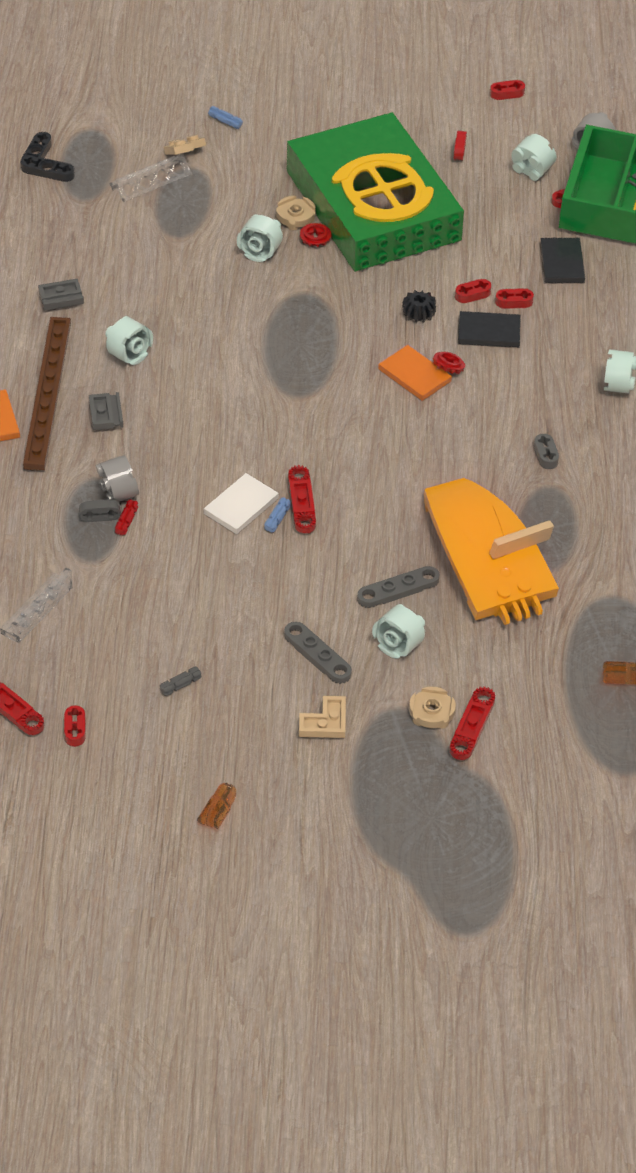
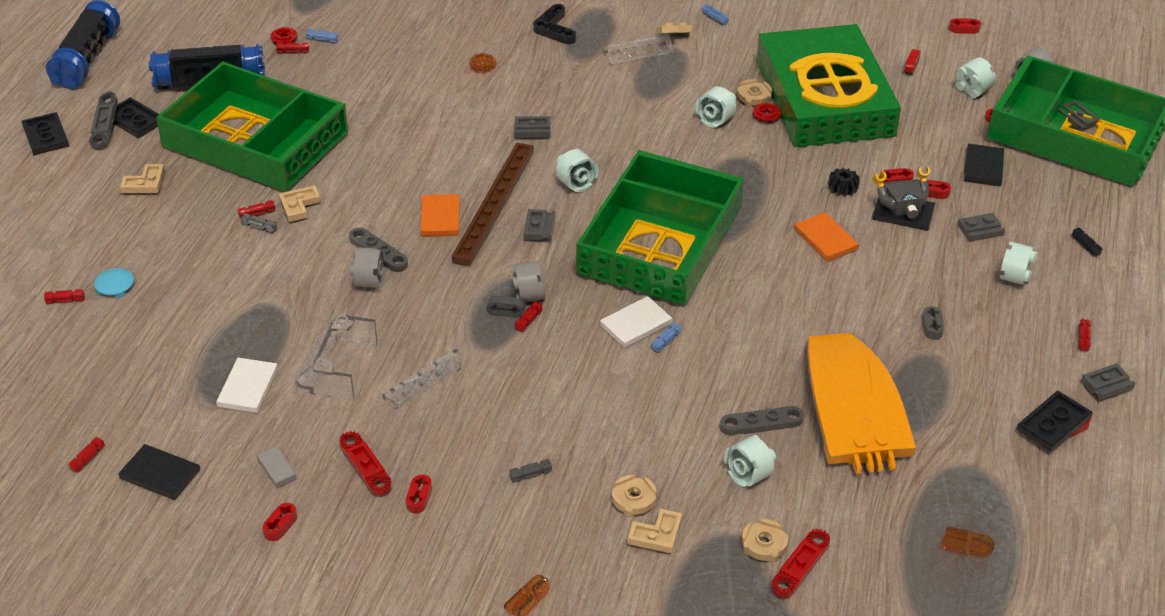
camera: 15 degrees right, 5 degrees down
(246, 362) = (666, 200): none -> green panel
(292, 697) = (634, 505): none -> tan plate
(302, 499) = (692, 327): red plate -> none
(317, 652) = (668, 467): dark grey plate -> none
(449, 362) = (859, 232): red gear -> none
(487, 313) = (903, 196): none -> dark grey torso
(521, 539) = (887, 395): tan tile -> none
(573, 334) = (981, 227): none -> dark grey plate

